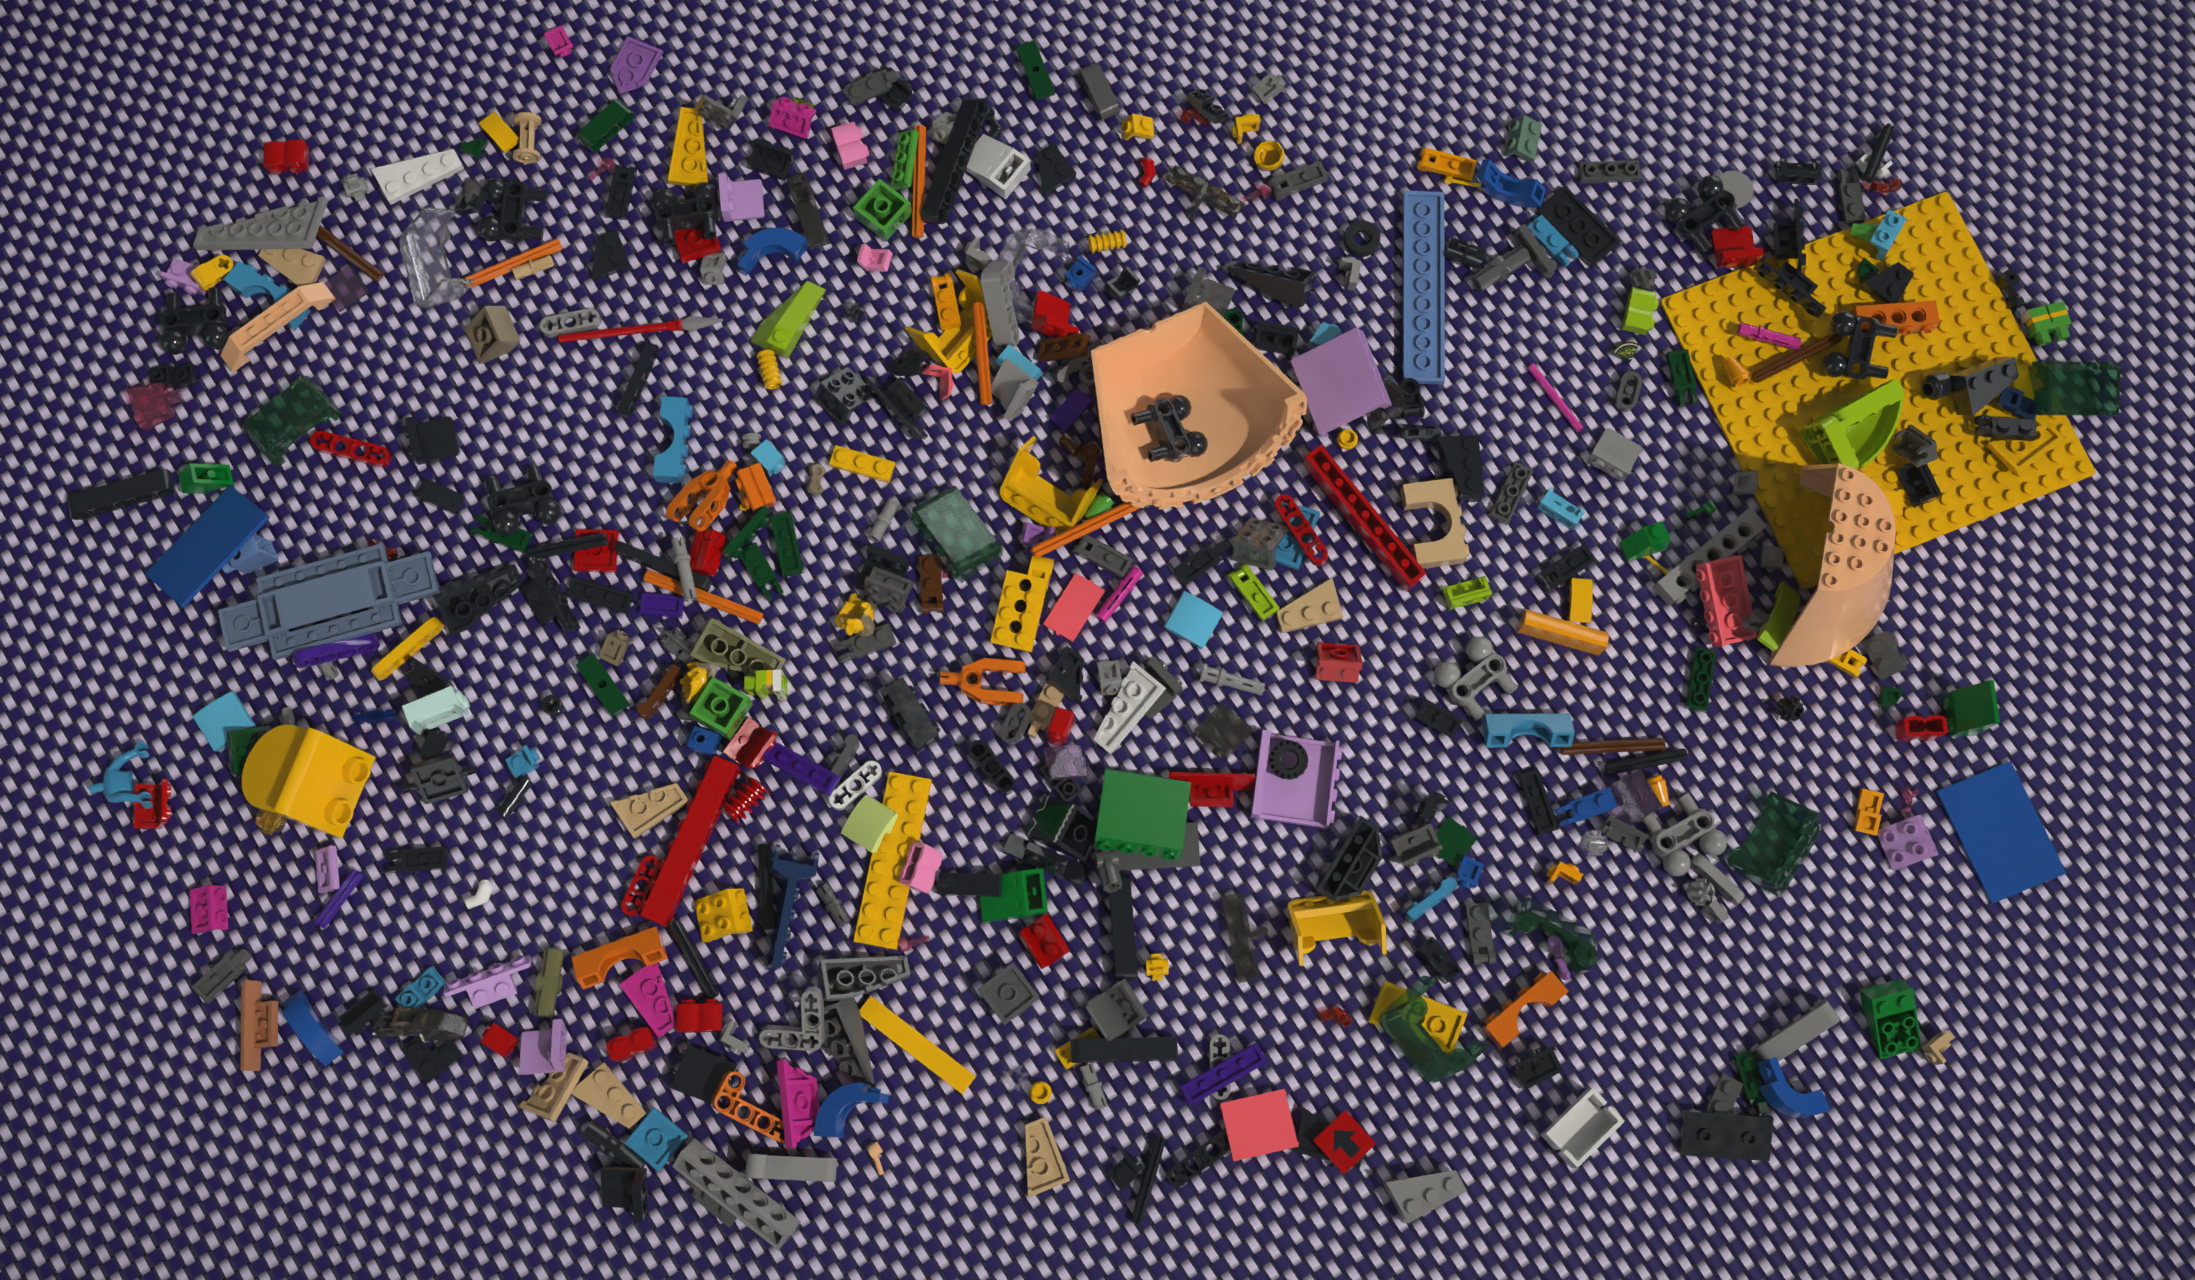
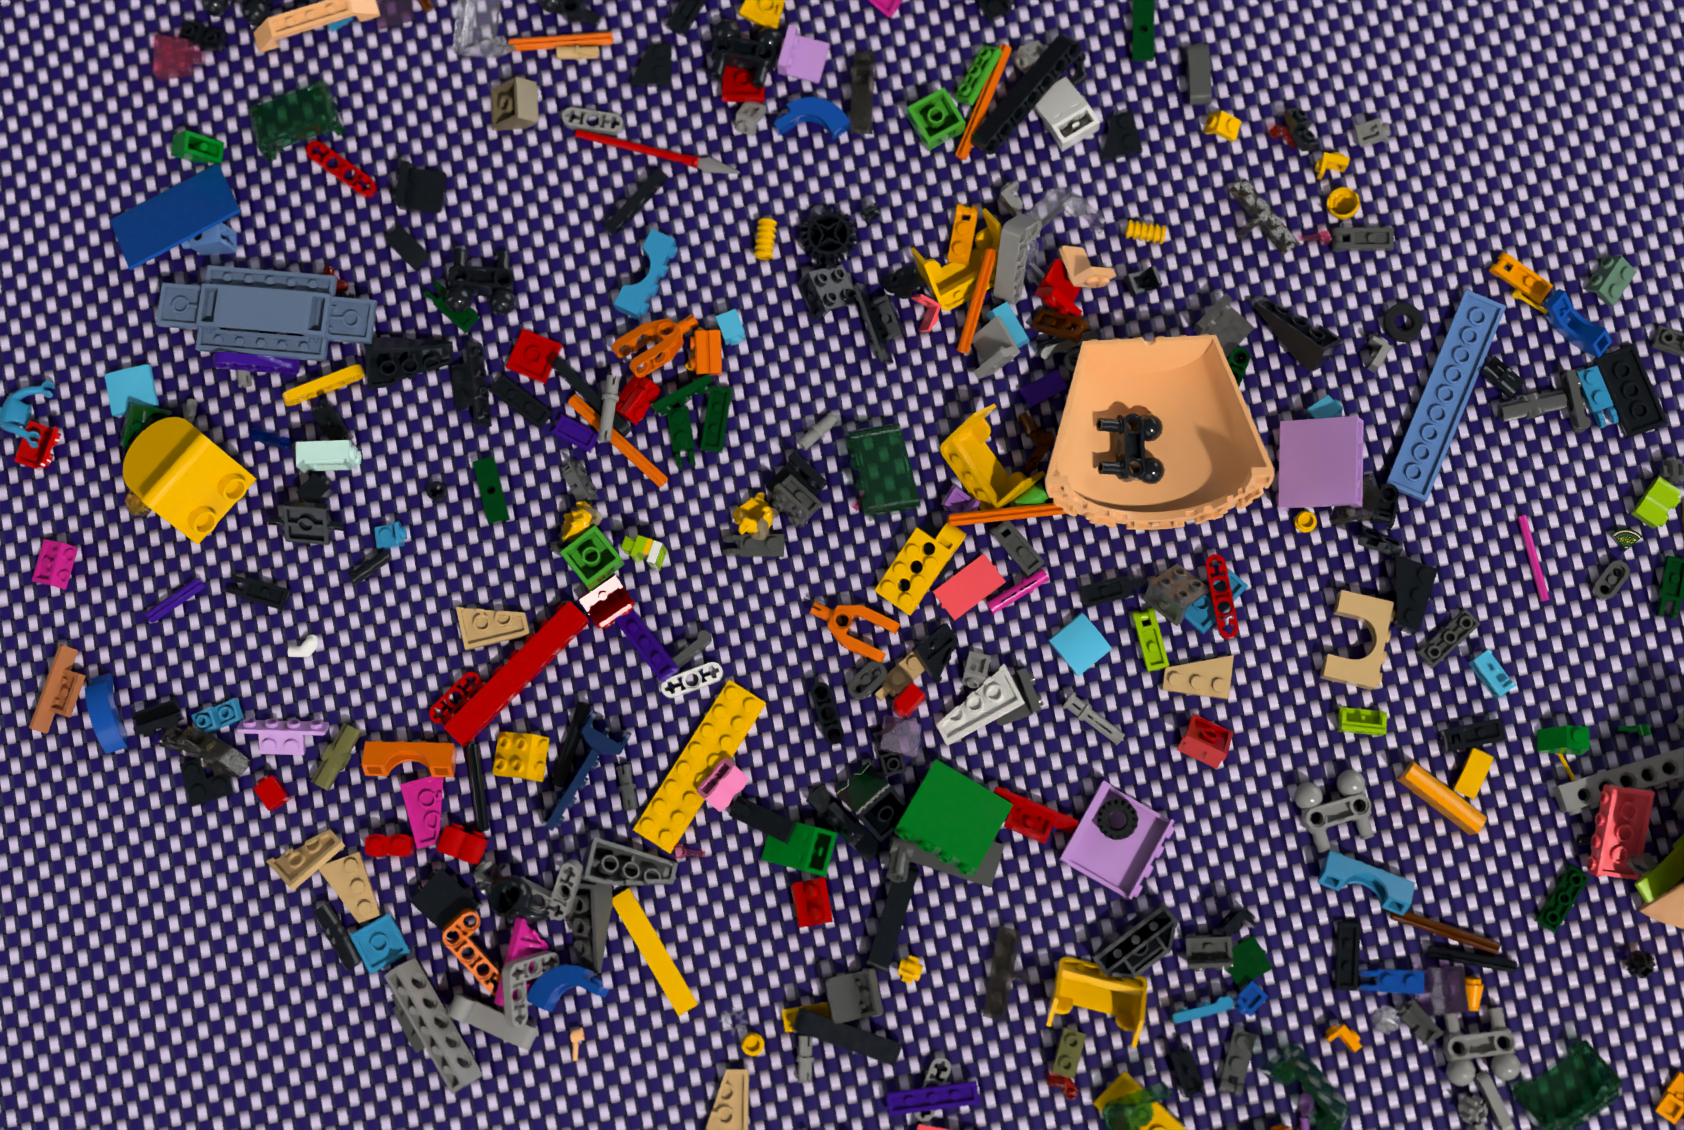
camera: 30 degrees right, 5 degrees up
(120, 494) = (114, 135): black beam -> none
(221, 975) = (44, 631): dark grey hinge -> none
(327, 869) = (174, 568): lavender tile -> none
(544, 1050) = (308, 818): lavender bracket -> none
(567, 546) = (508, 342): black axle -> none
(615, 647) = (516, 458): dark tan bracket -> none
(625, 1189) = (334, 979): black bracket -> none
(659, 693) = (541, 519): reddish brown plate -> none
(703, 741) = (564, 582): blue brick -> none
(732, 650) = (622, 502): olive wedge -> none
(745, 799) = (582, 654): red piece -> none
(751, 440) = (721, 304): light grey bush -> none
(764, 1044) = (510, 896): none -> black piece
(771, 159) = (847, 27): black bracket -> none
(786, 324) = (798, 199): lime wedge -> none
(801, 1119) = (518, 981): none -> light grey beam
(816, 473) = (771, 358): dark tan piece -> none
(822, 362) = (817, 224): none -> black gear
(849, 145) = (929, 40): bright pink brick -> none
(862, 464) = (819, 367): yellow plate -> none
(869, 823) = (690, 723): yellowish green slope -> none
(874, 259) = (909, 165): bright pink bracket -> none
(910, 714) = (770, 633): black wedge -> none
(931, 583) = (839, 510): reddish brown plate -> none
(1008, 994) = (758, 940): dark grey bracket -> none
(1067, 297) = (1080, 269): none -> light nougat bracket
(1087, 273) = (1112, 251): blue brick -> none
(1149, 171) = (1216, 174): red arm -> none
(1223, 732) = (1064, 766): clear smoke bracket -> none
(1276, 338) = (1275, 393): black hinge -> none
(1328, 984) = (1068, 1053): none -> olive brick
(1364, 518) = (1289, 608): red brick -> none
(1438, 718) = (1282, 836): black hinge -> none
(1615, 454) = (1569, 639): light grey bracket -> none

